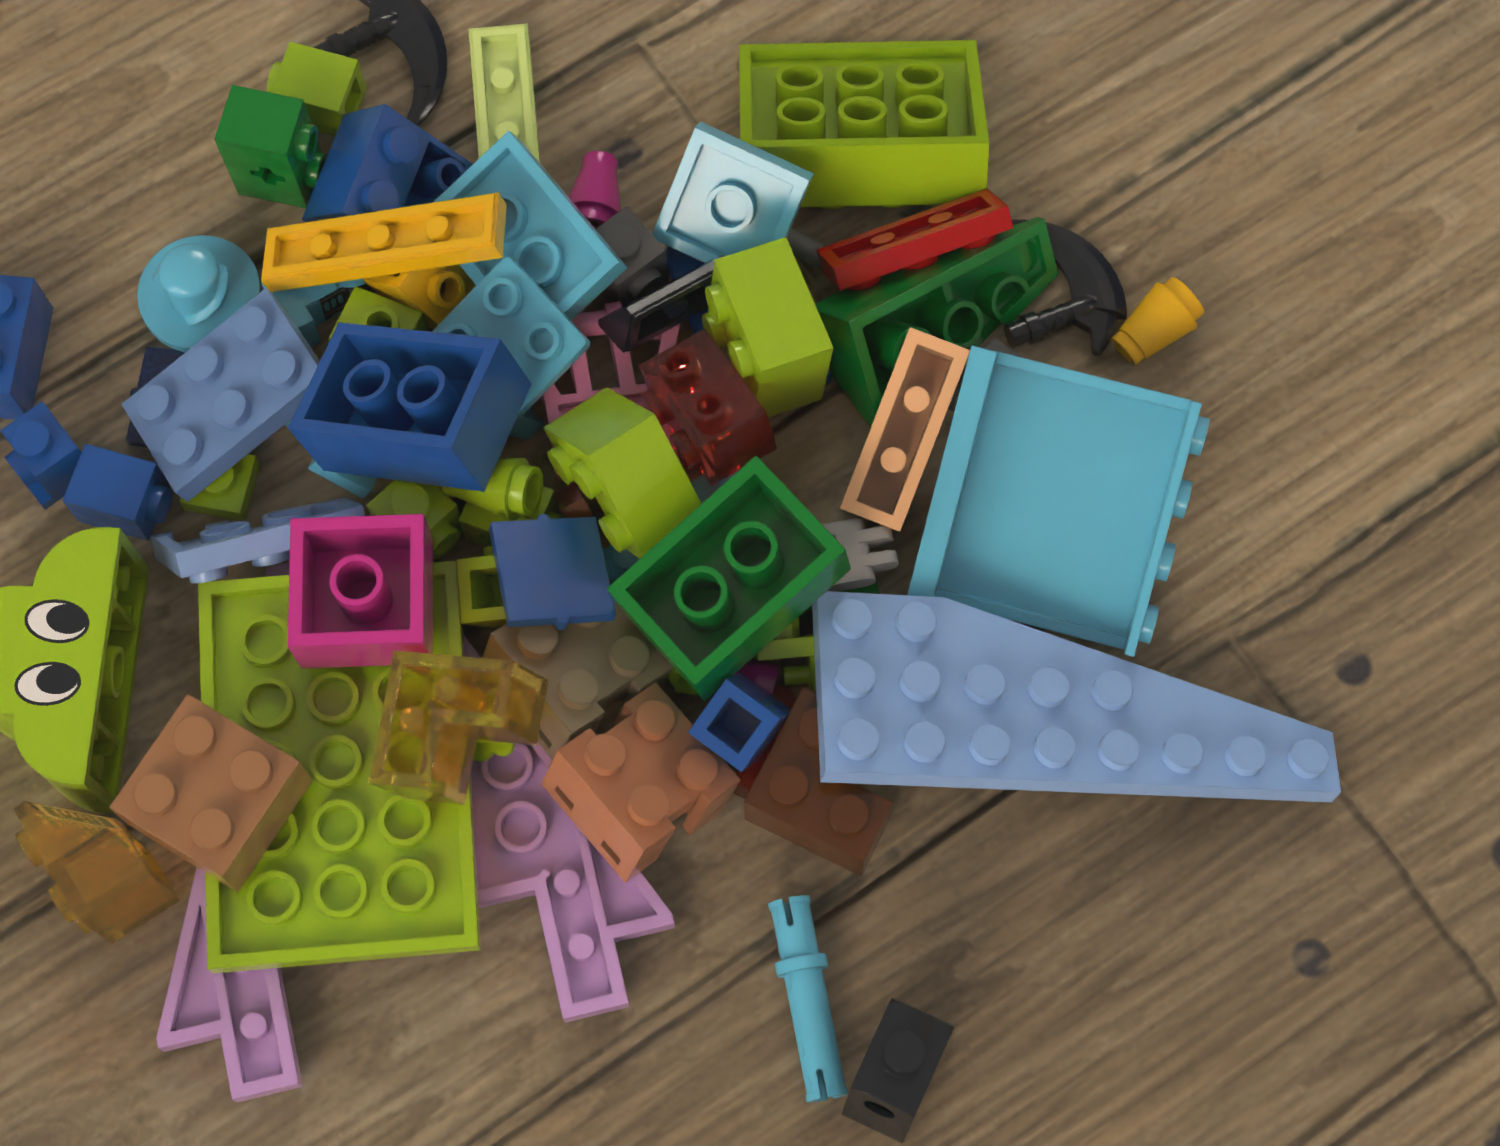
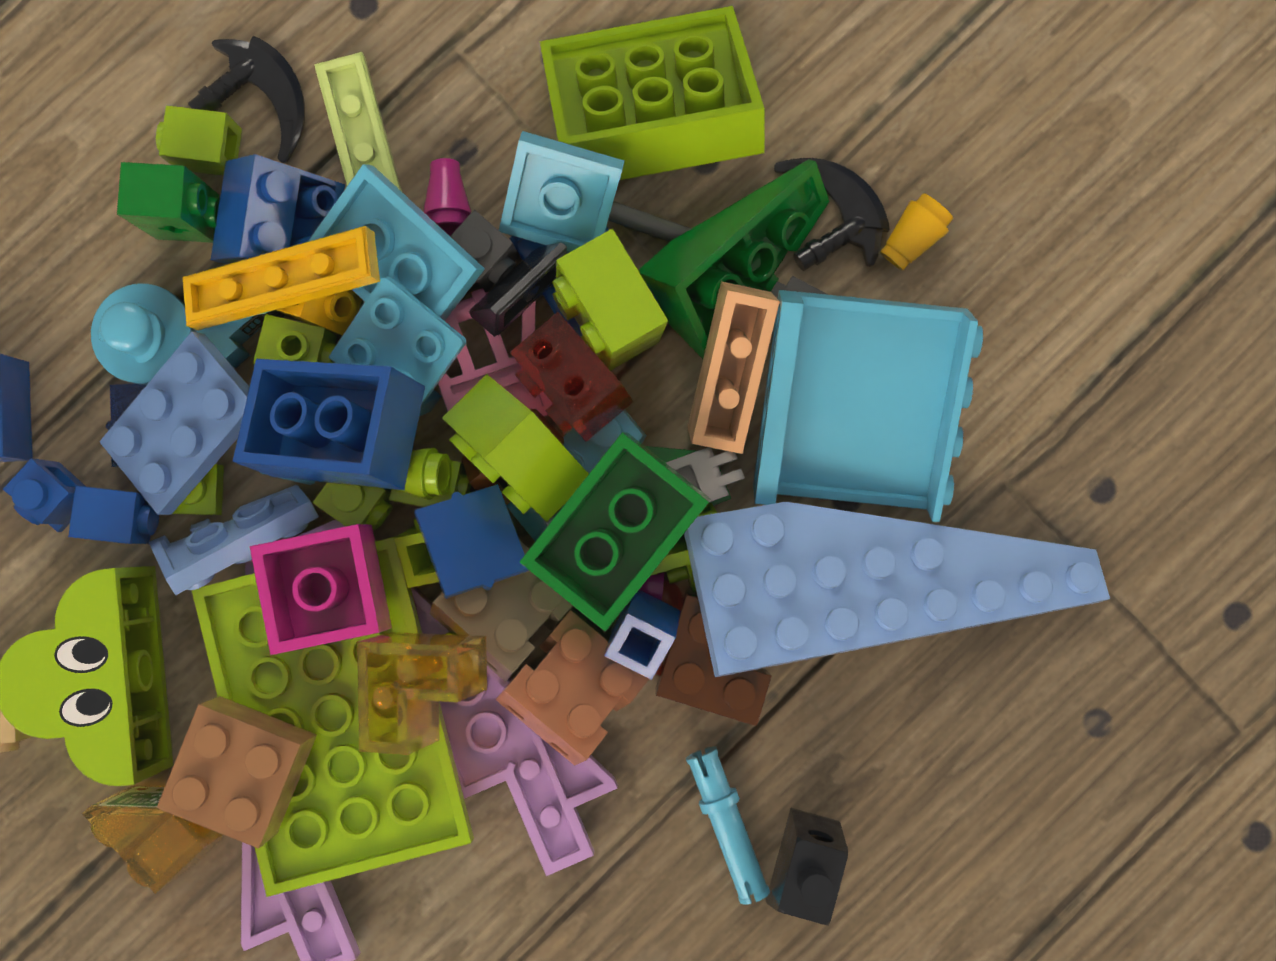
camera: 10 degrees left, 15 degrees up
(915, 240) = (714, 199): red plate -> none

